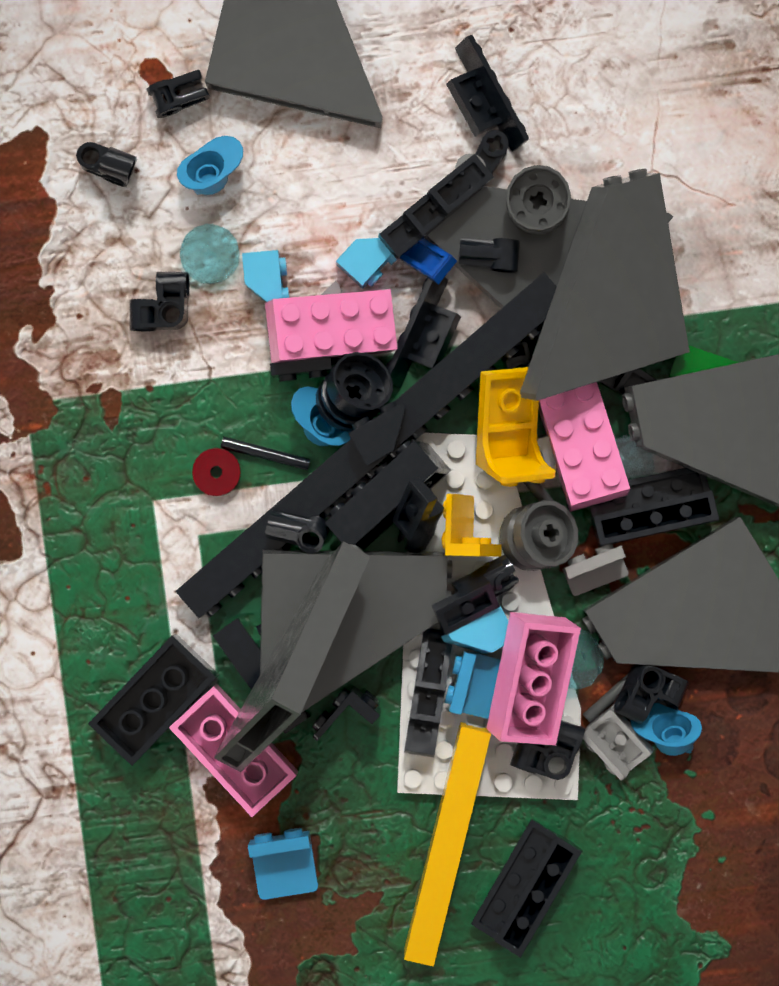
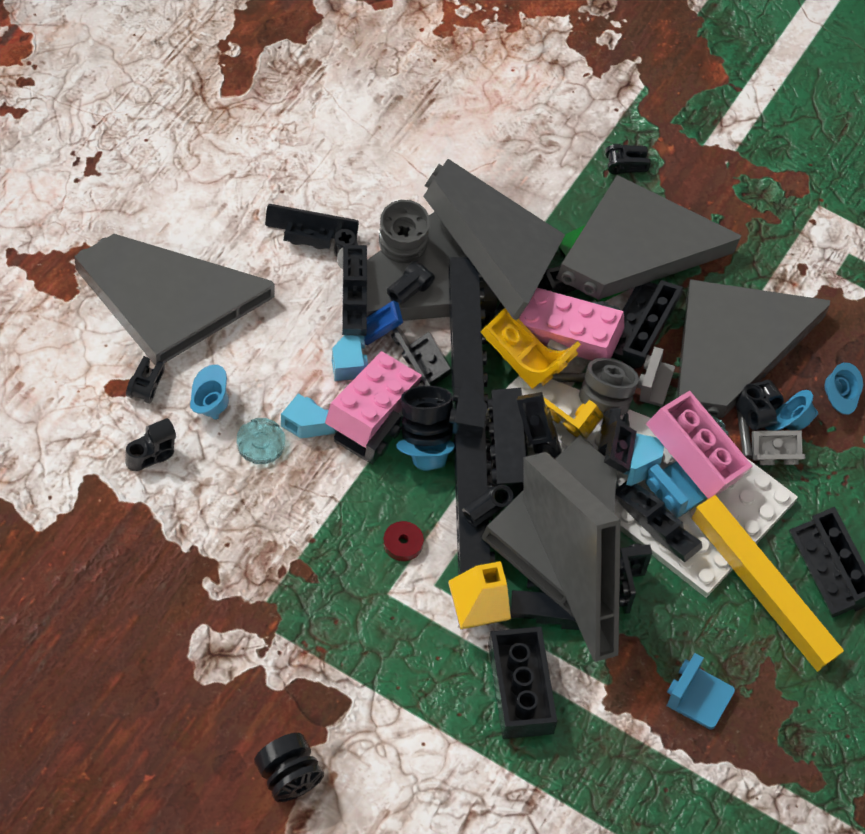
camera: 55 degrees left, 30 degrees down
(171, 292) = (267, 497): black piece -> none
(196, 599) = (480, 596): none -> yellow slope
(203, 731) = (576, 671): bright pink brick -> none
(265, 453) = (417, 504): black bar -> none
(536, 757) = (751, 489): black piece -> none
(738, 759) = (844, 387): none -> dark azure piece

